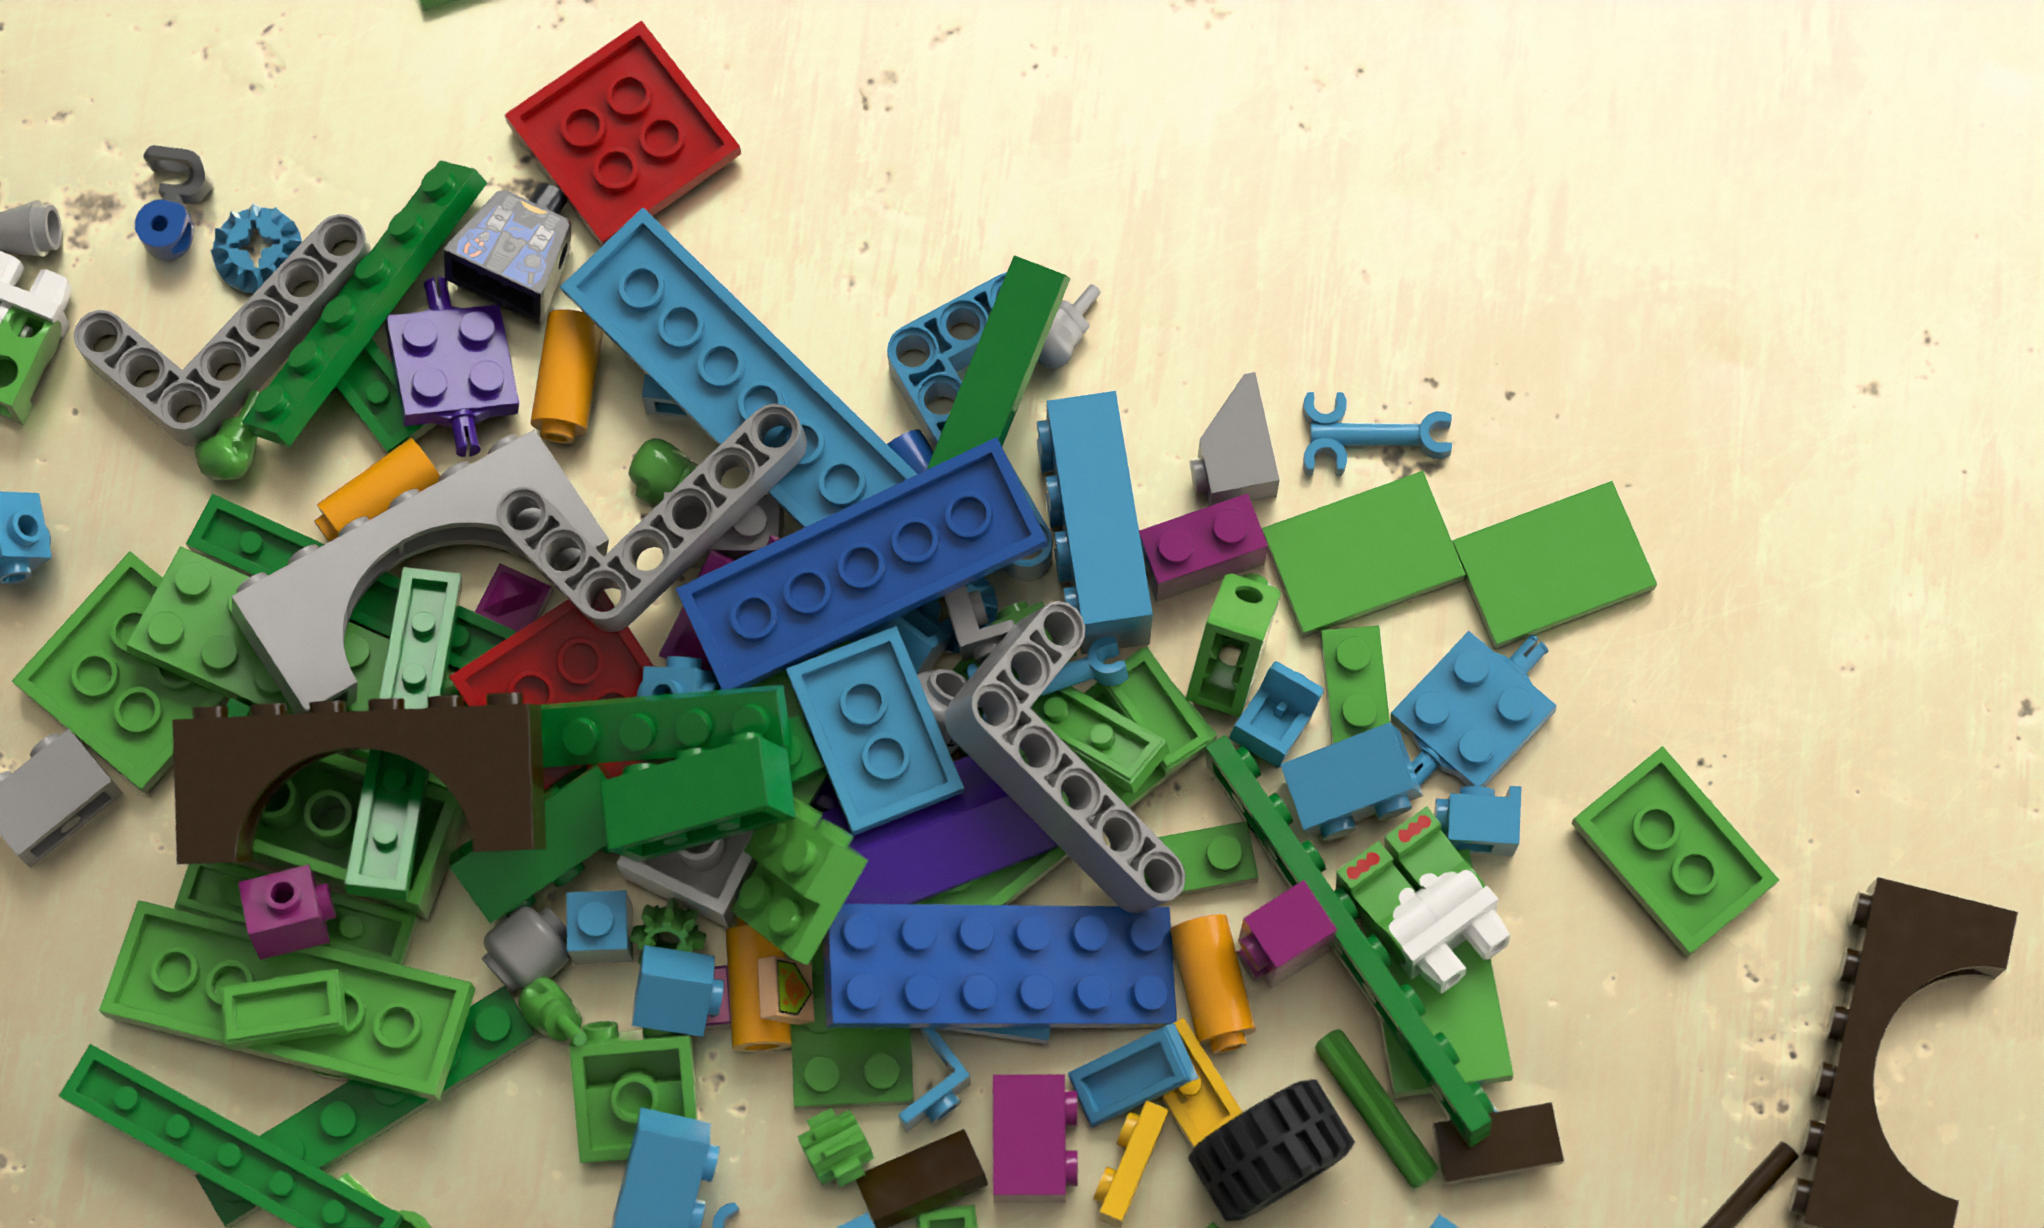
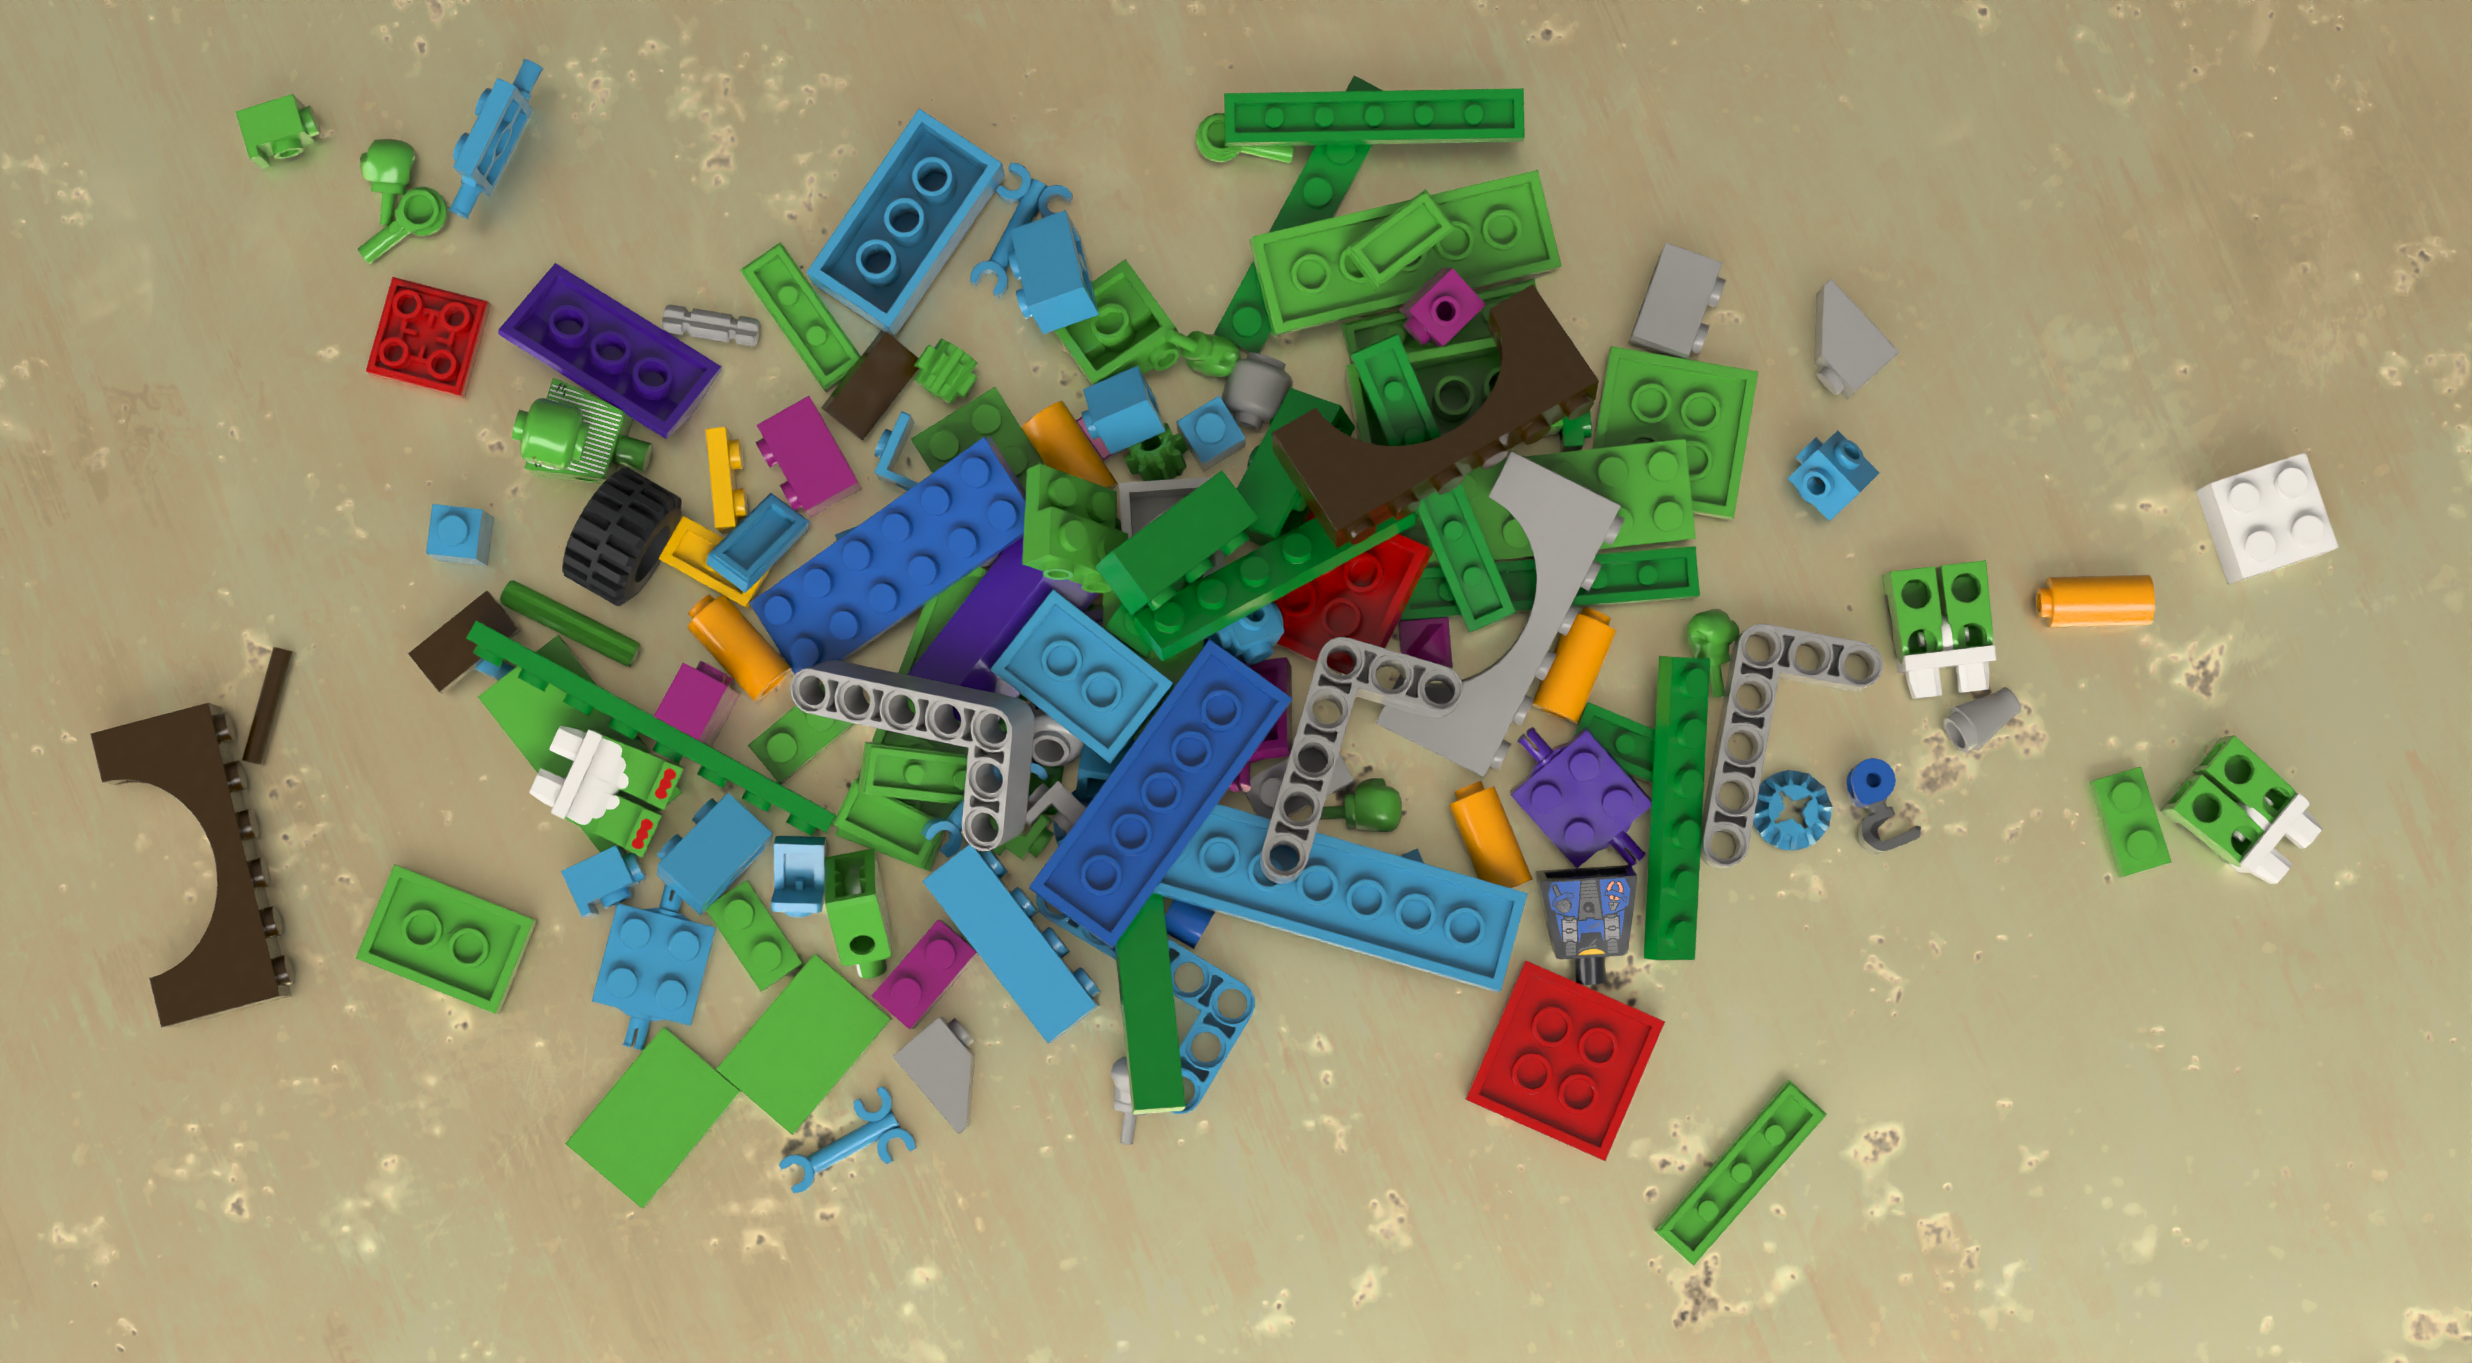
camera: 150 degrees right, 10 degrees up
(785, 990) = (1043, 448): tile -> none

